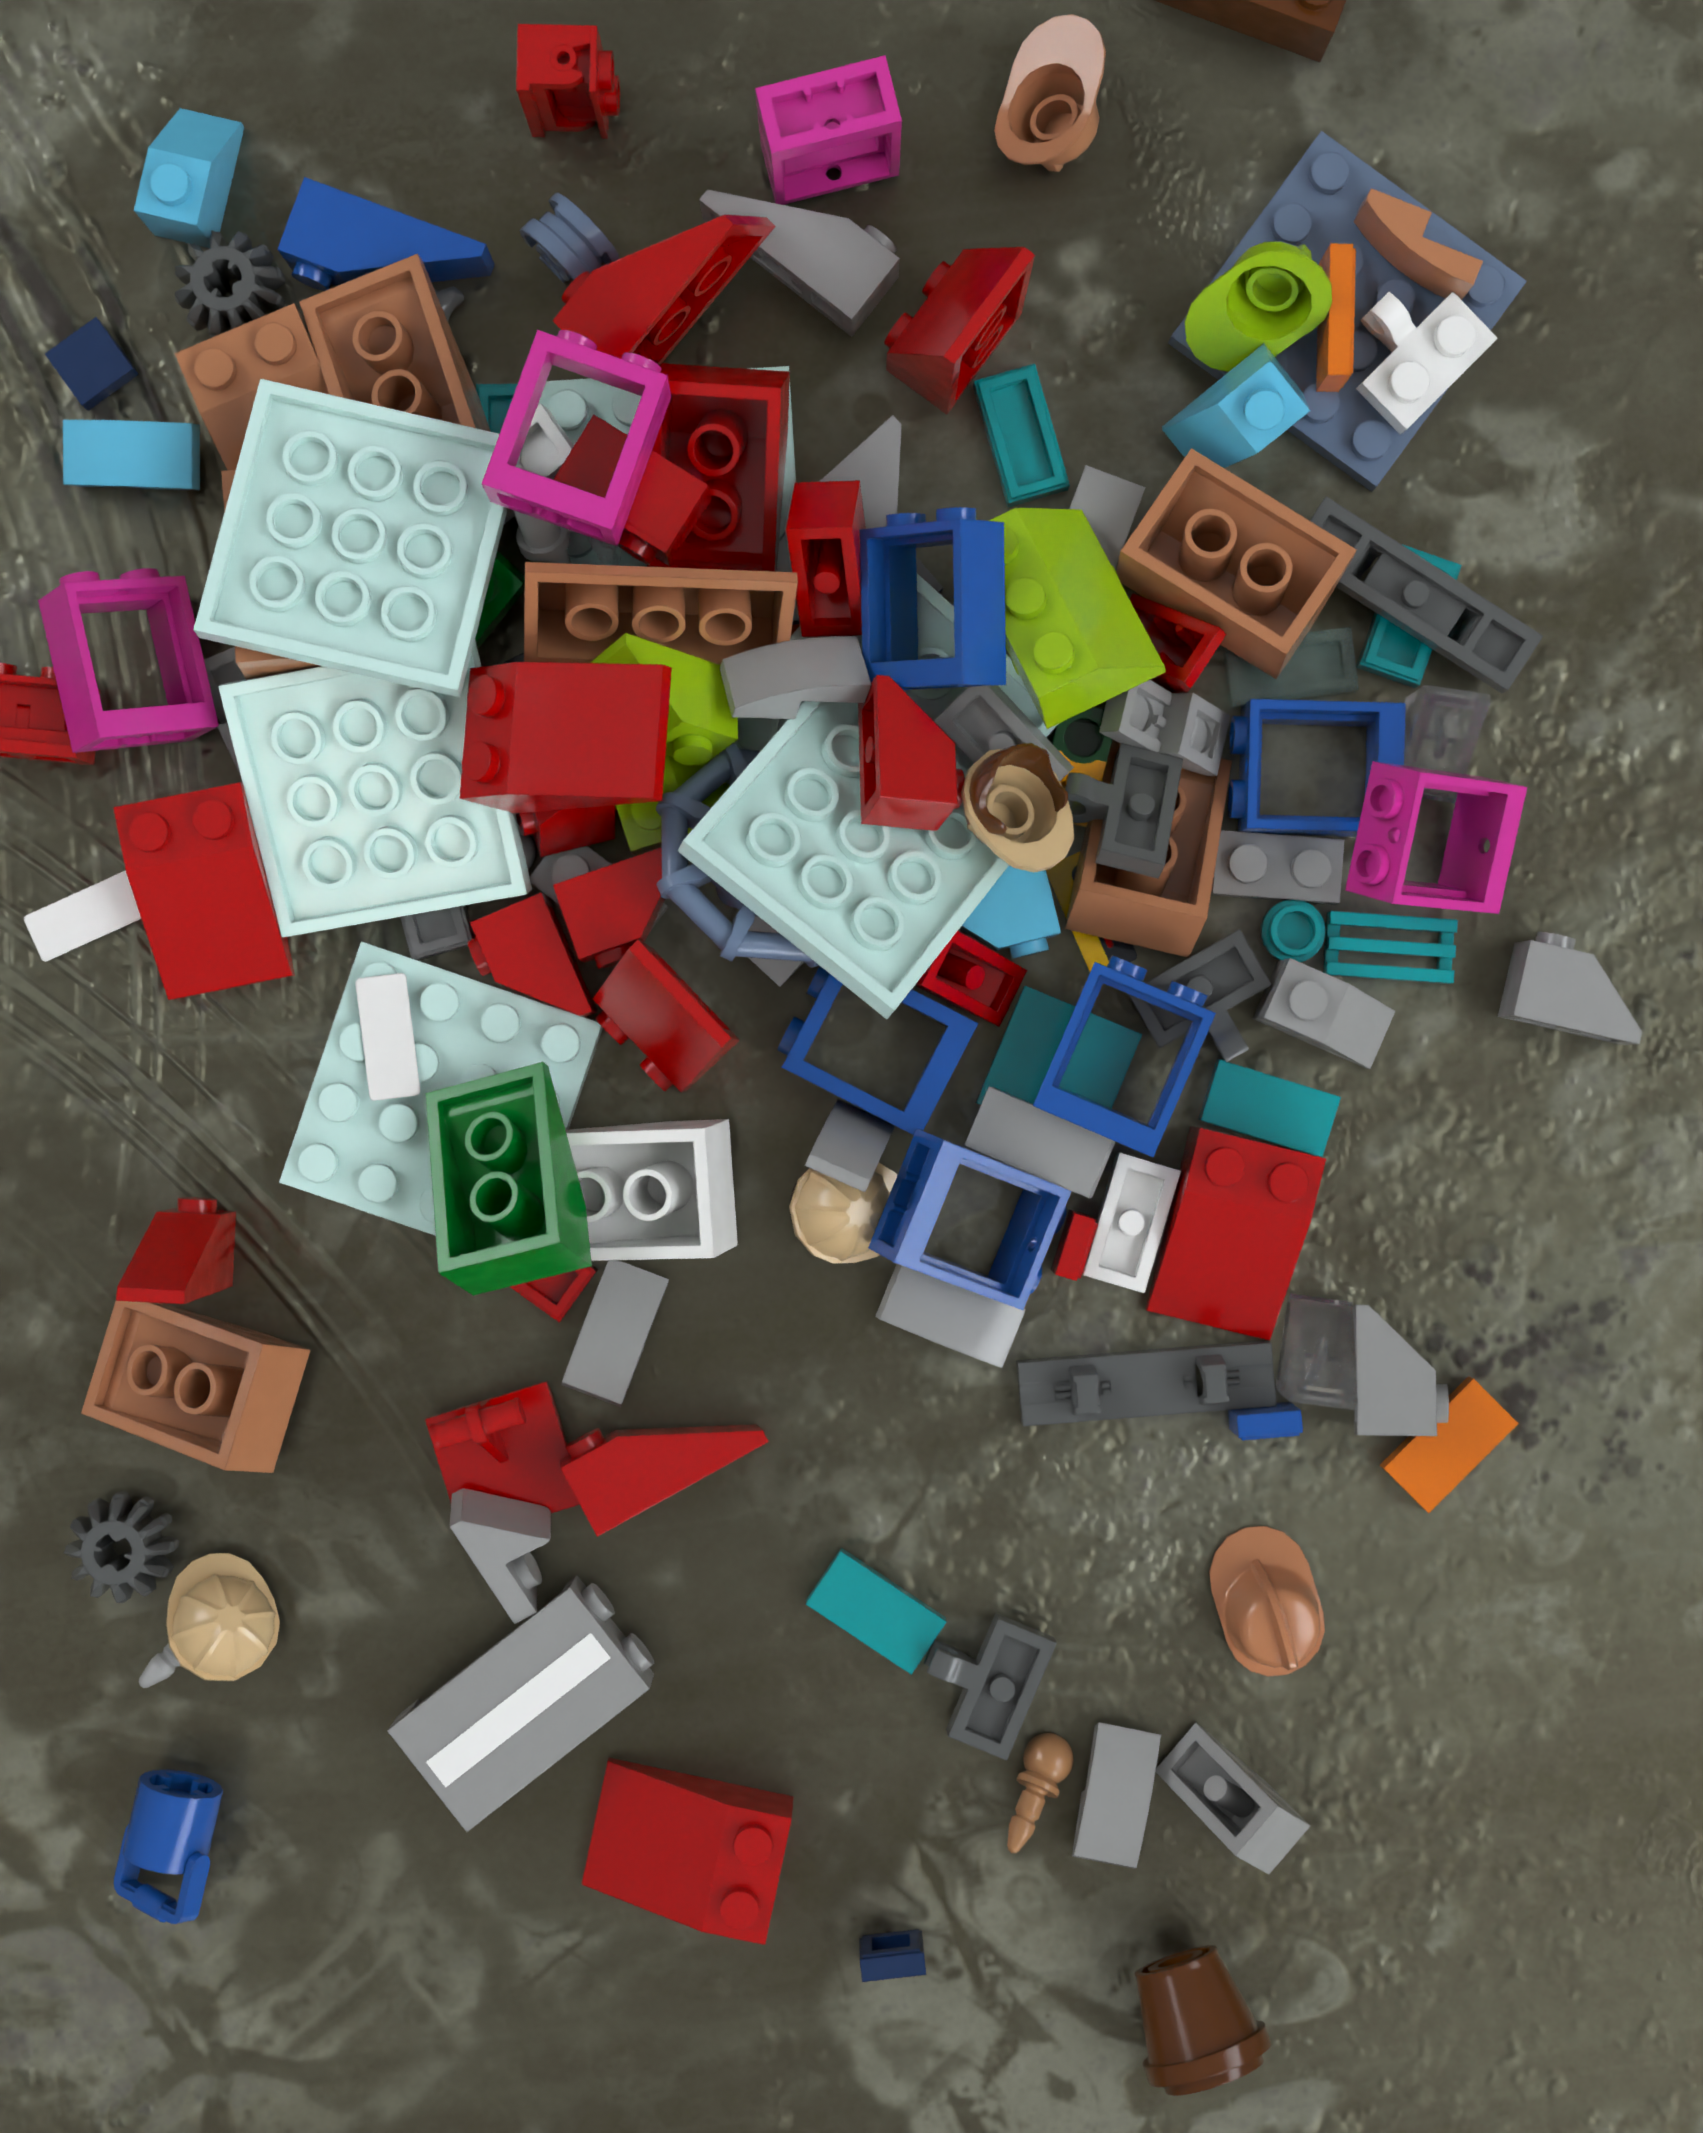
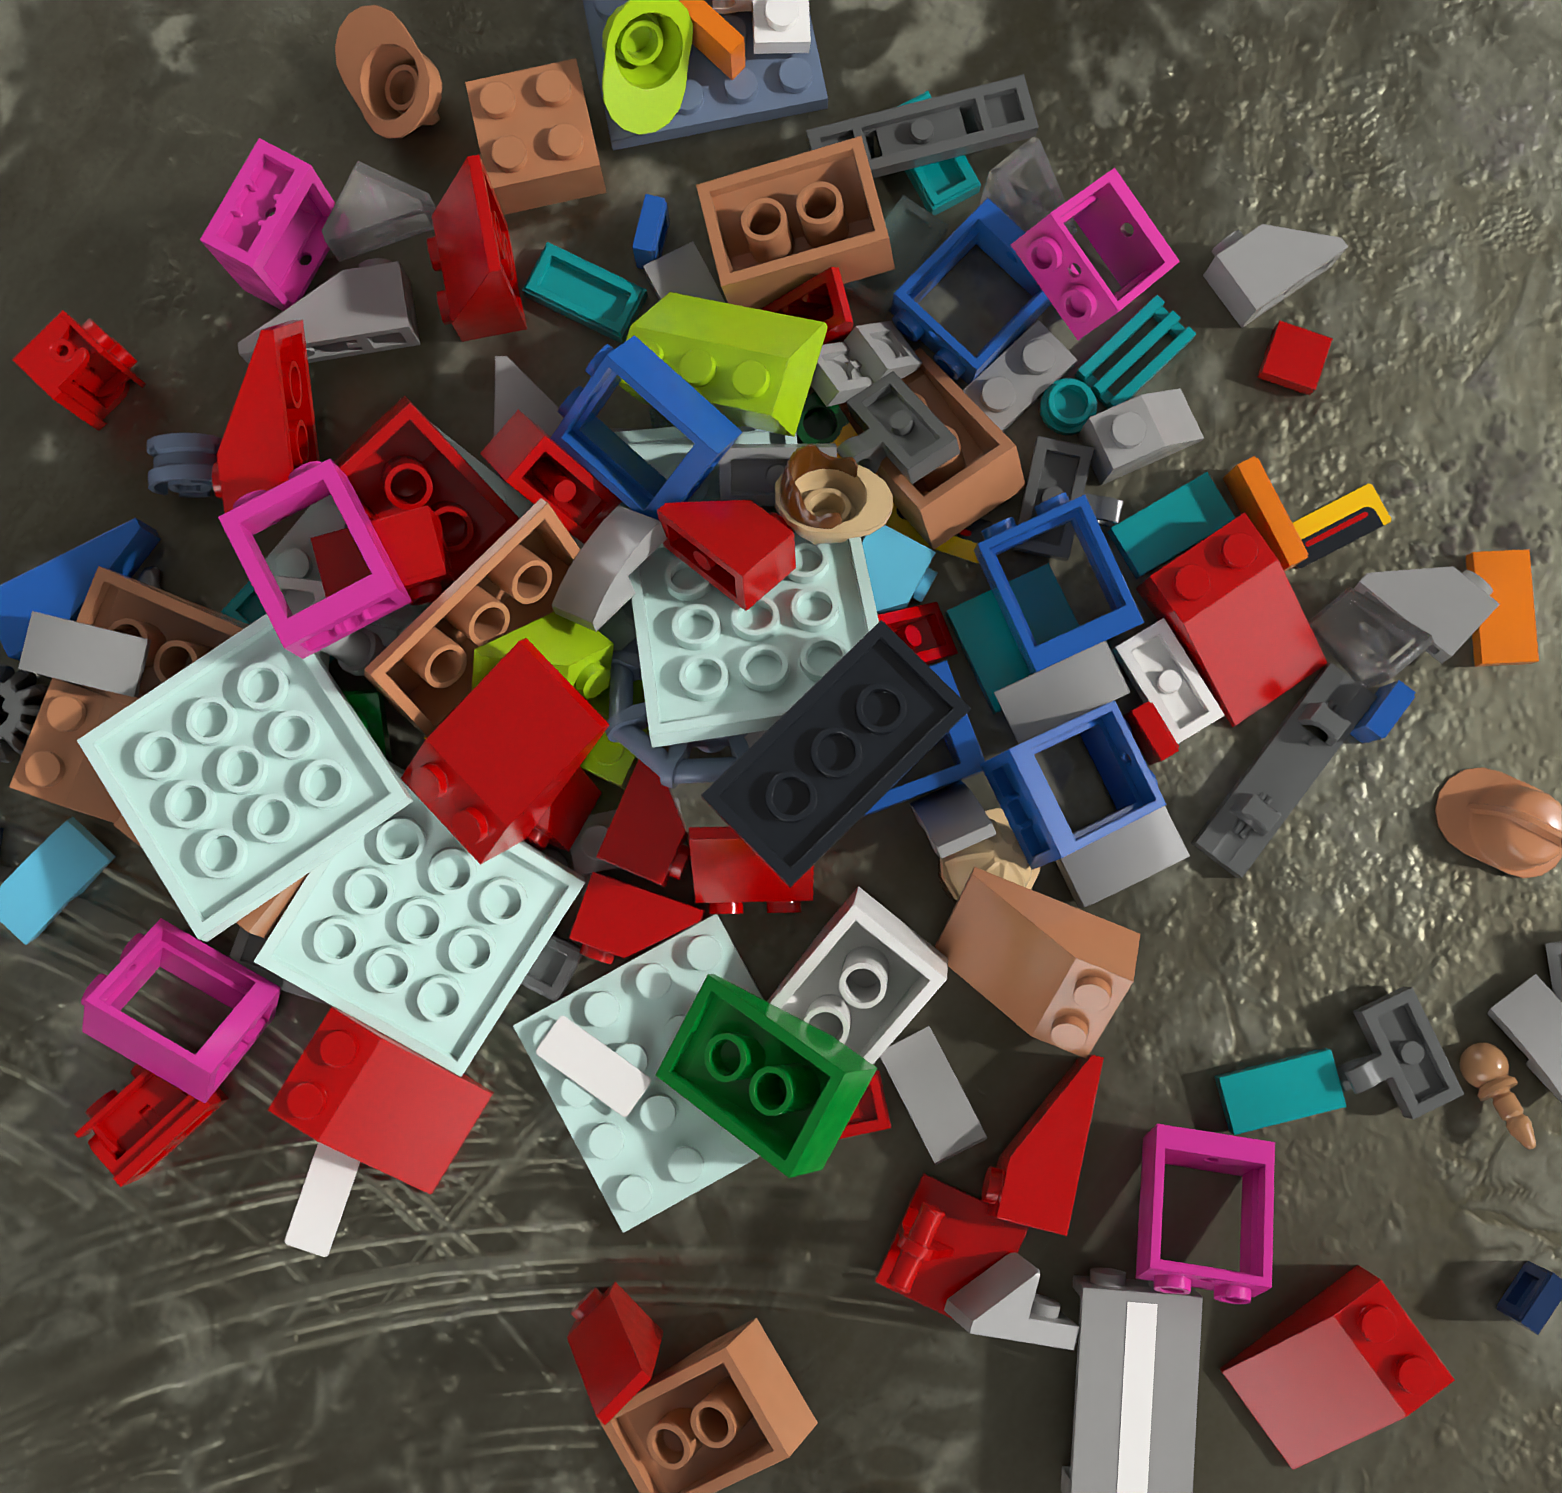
camera: 55 degrees left, 5 degrees down
(335, 313) = (84, 654): none -> light grey slope
(773, 1598) = (1215, 1153): none -> dark pink window
(800, 1319) = (1040, 960): none -> nougat slope
(802, 1003) = (835, 753): none -> black plate
(926, 196) = (375, 213): none -> clear slope
(1114, 271) = (536, 136): none -> nougat brick
(1121, 444) = (651, 230): none -> blue tile
(1240, 411) = (701, 134): medium azure slope -> none
(1346, 1178) = (1260, 502): none -> orange tile
(1395, 1244) = (1341, 523): none -> sticker
(1509, 1084) = (1294, 357): none -> red tile

